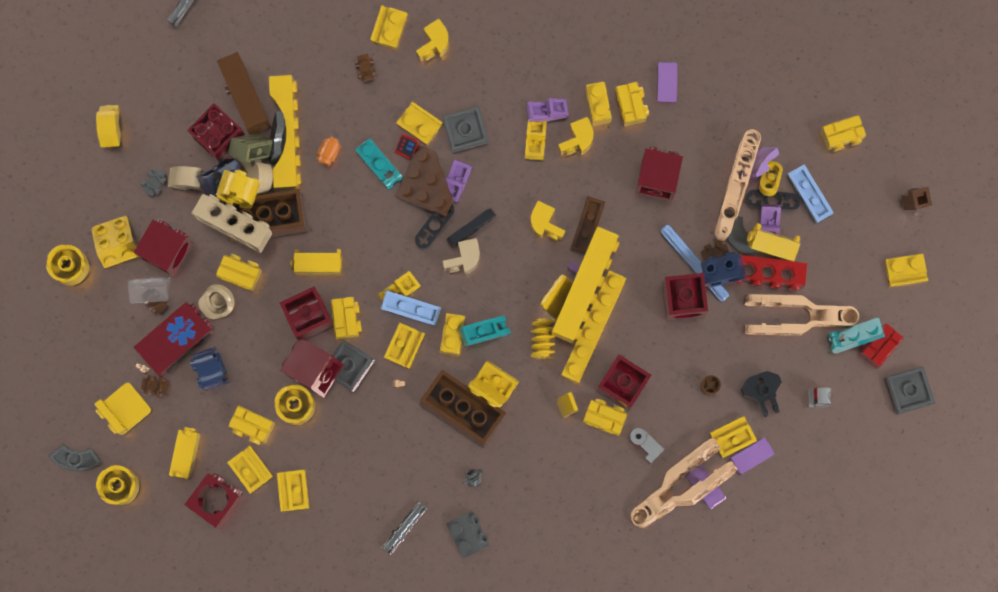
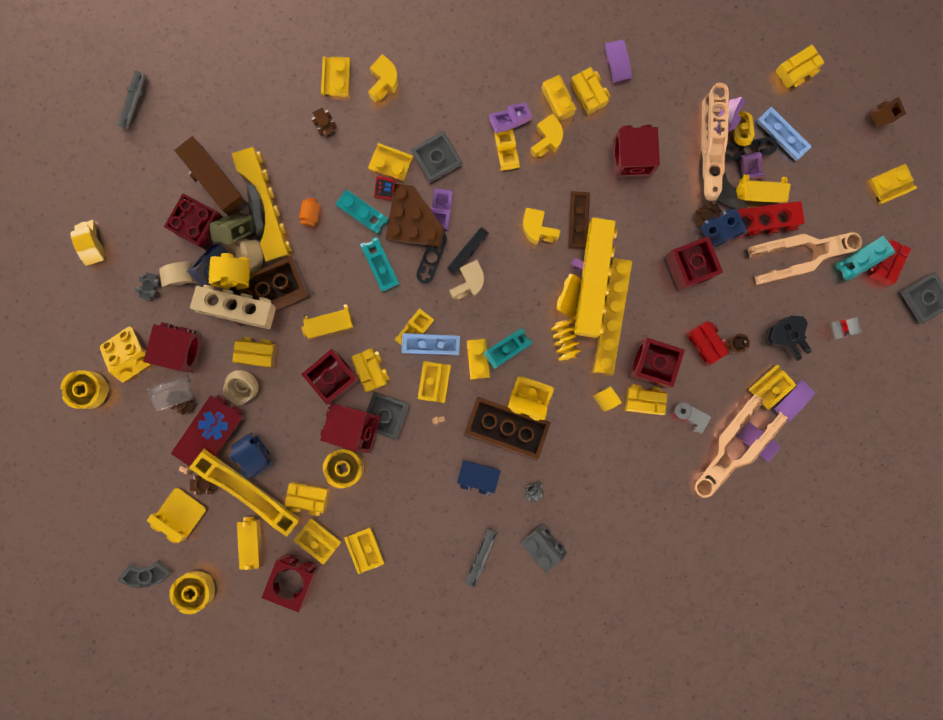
camera: 20 degrees left, 5 degrees up
(195, 402) = (231, 481): none -> yellow arch
(382, 219) = (380, 265): none -> teal plate
(422, 447) = (479, 477): none -> dark blue brick
(681, 377) = (708, 342): none -> red brick
(690, 258) = (686, 226): light blue axle -> none

